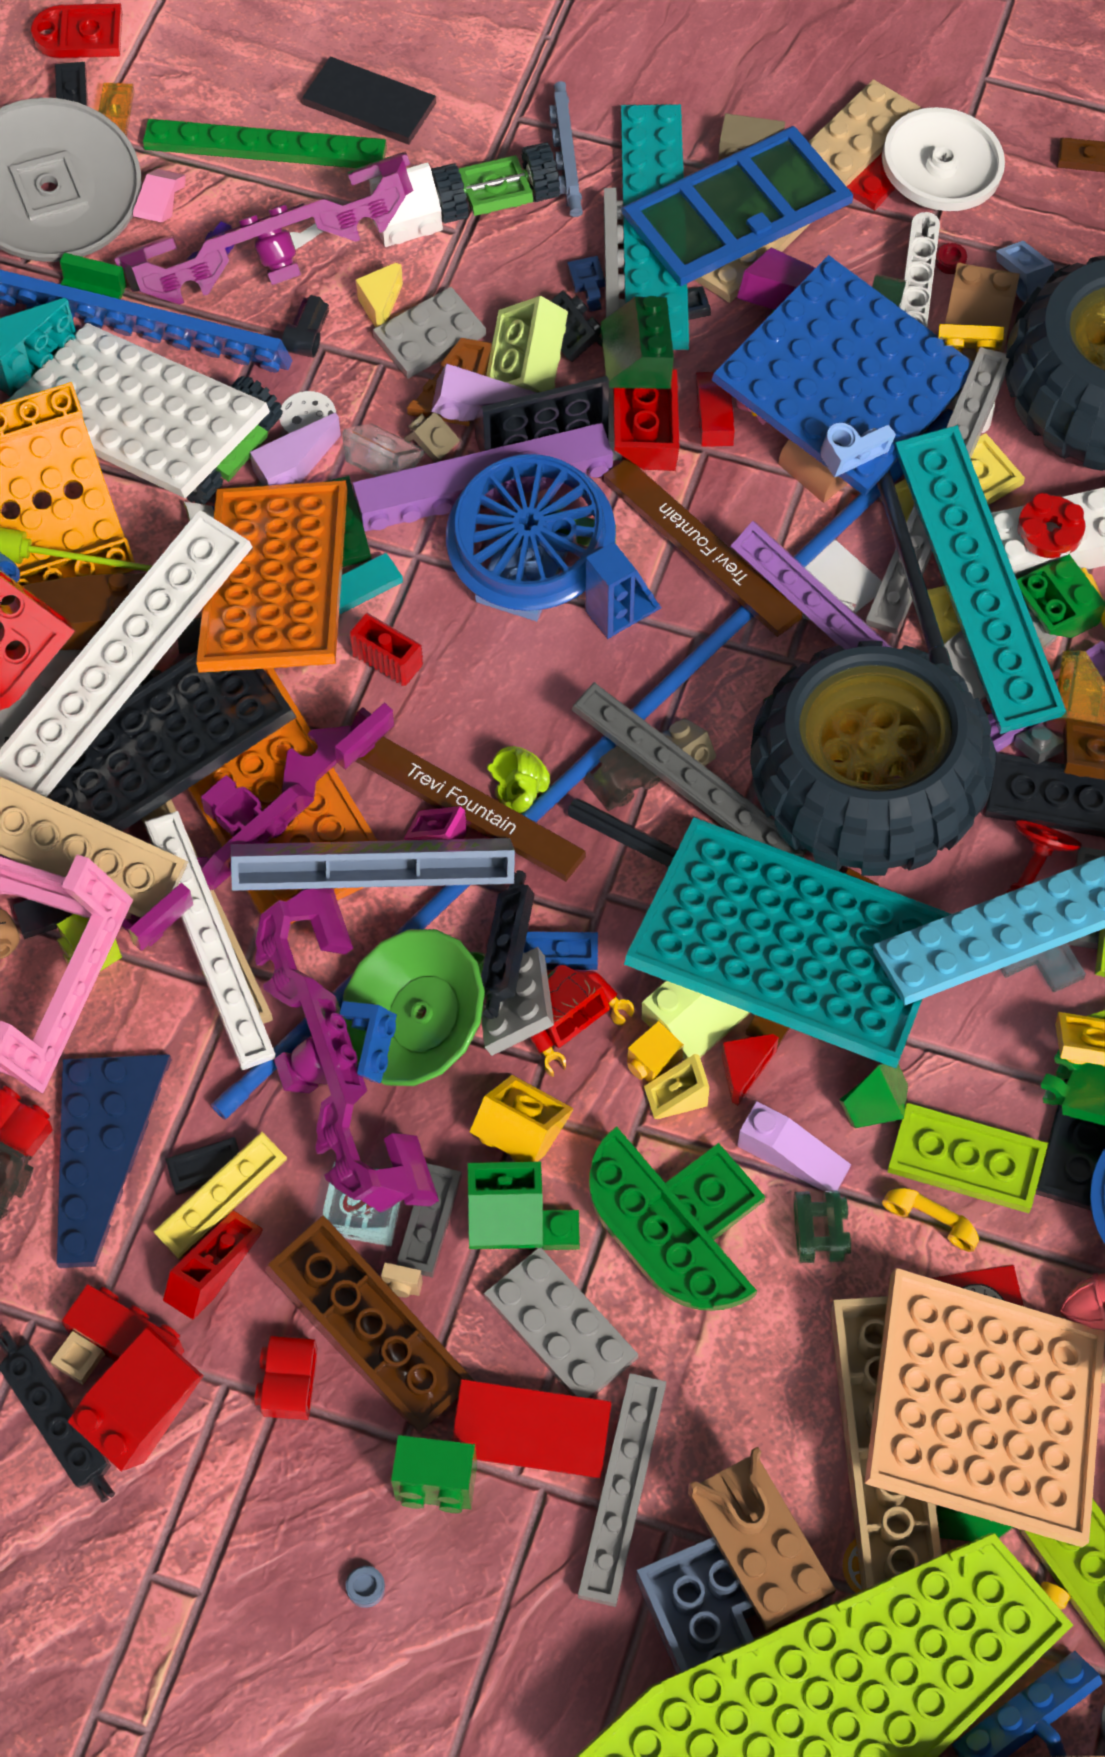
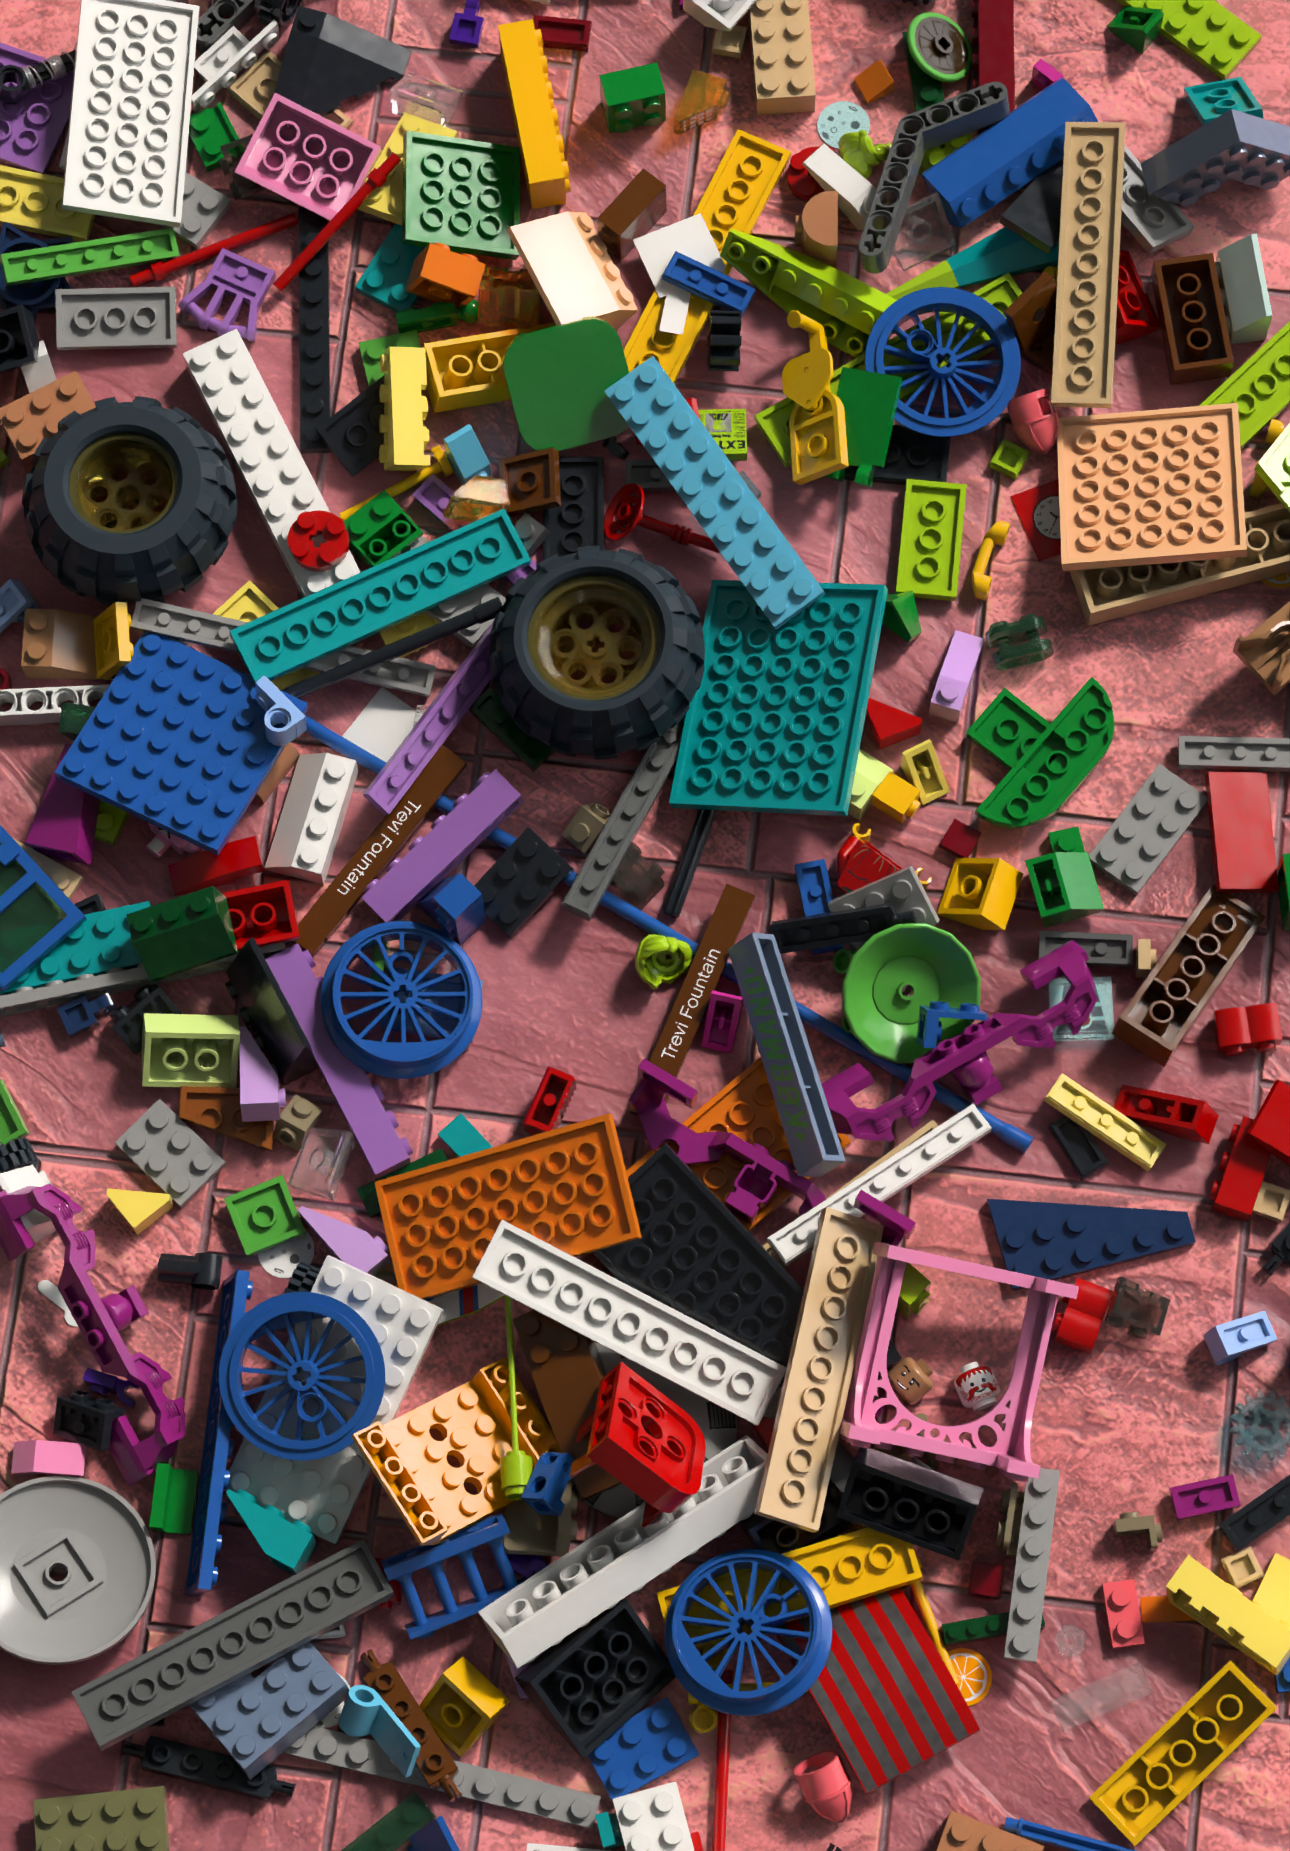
camera: 100 degrees left, 10 degrees up
(139, 377) = (285, 1312): none -> blue piece
(186, 223) = (85, 1419): none -> black bracket
(345, 391) = (265, 1216): none -> bright green plate
(592, 1116) = (960, 839): none -> dark red tile
(638, 667) = (521, 881): none -> black plate
(689, 598) = (442, 848): none -> medium lavender brick
(745, 496) = (312, 816): none -> white slope
(1060, 1271) = (1009, 459): none -> lime tile

